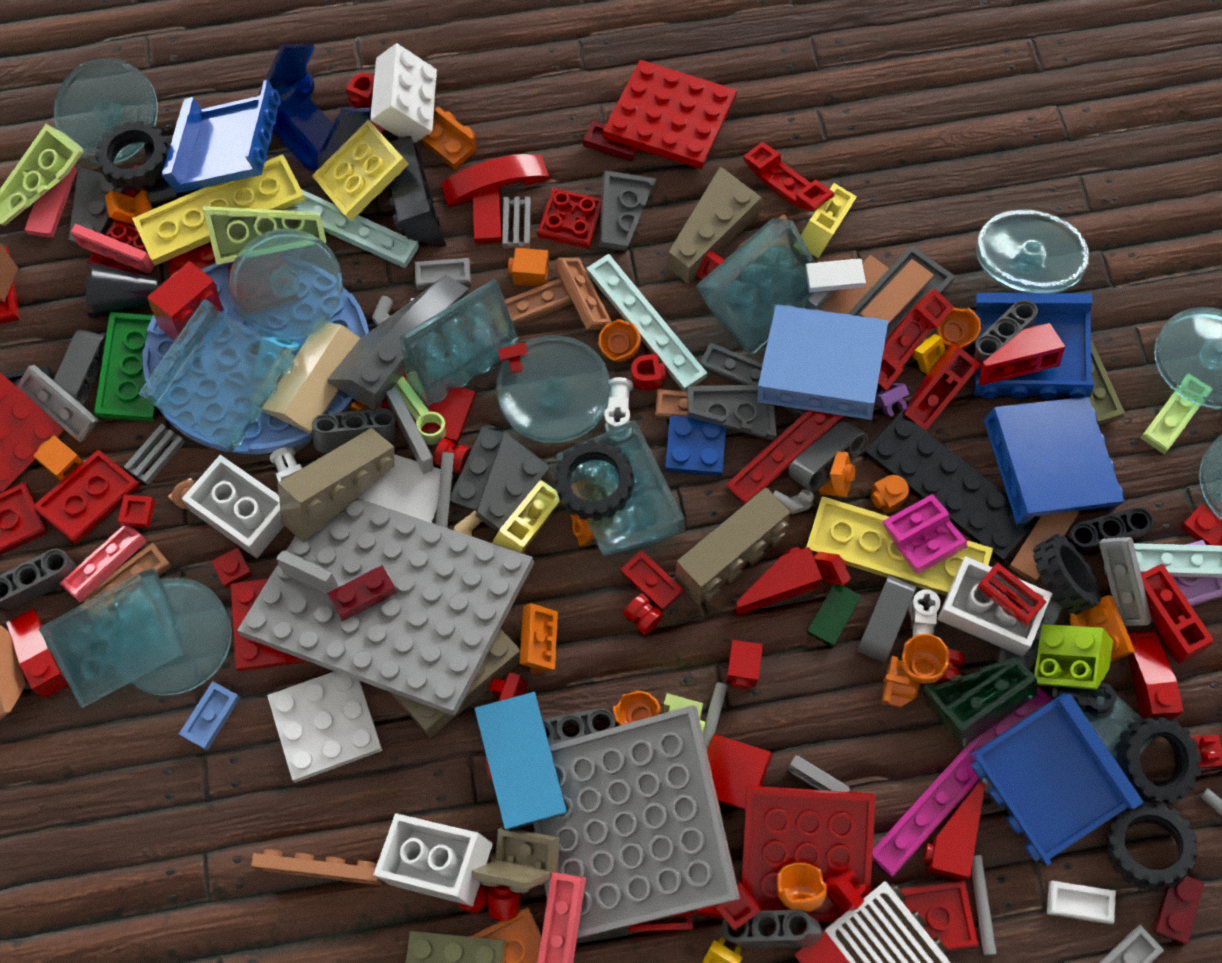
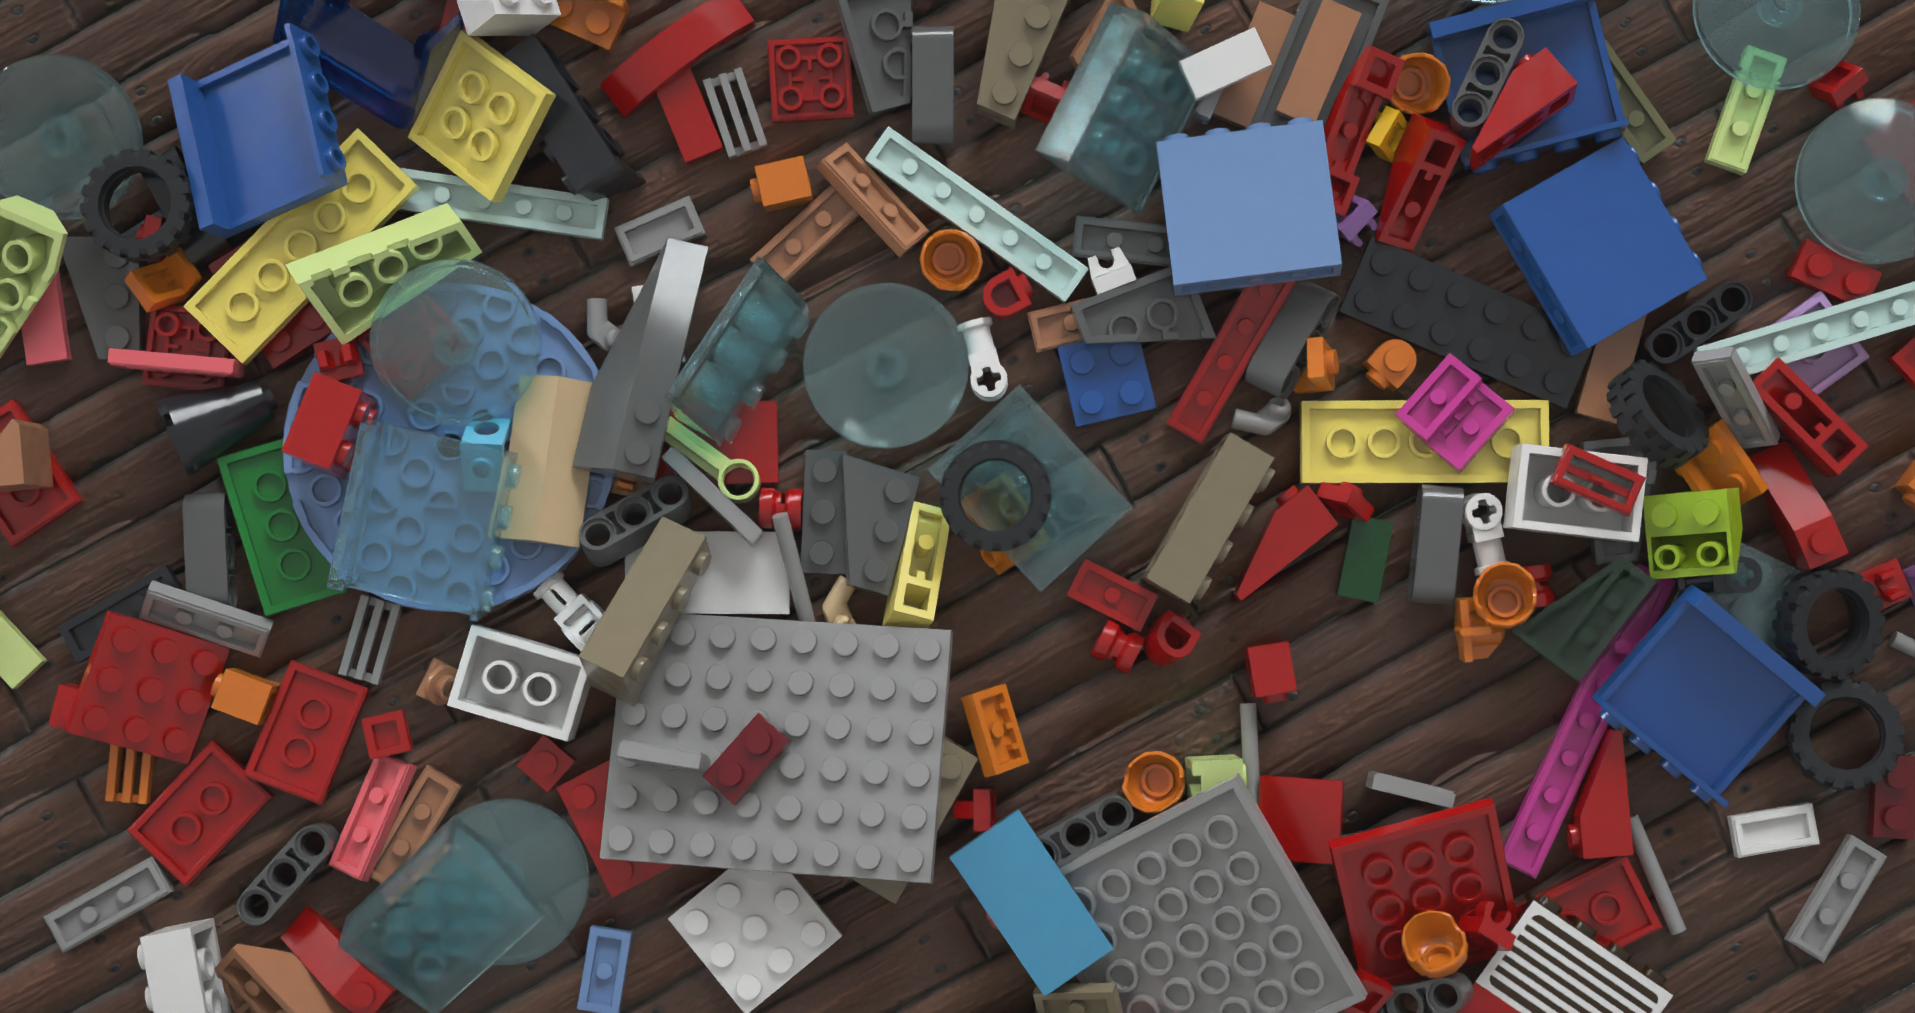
camera: 20 degrees left, 20 degrees up
(217, 272) = (339, 360): none -> red tile
(513, 355) = (817, 344): red tile -> none
(645, 240) = (933, 85): none -> dark grey beam
(681, 621) = (1170, 639): none -> red plate
(714, 379) = (1110, 278): none -> white tile

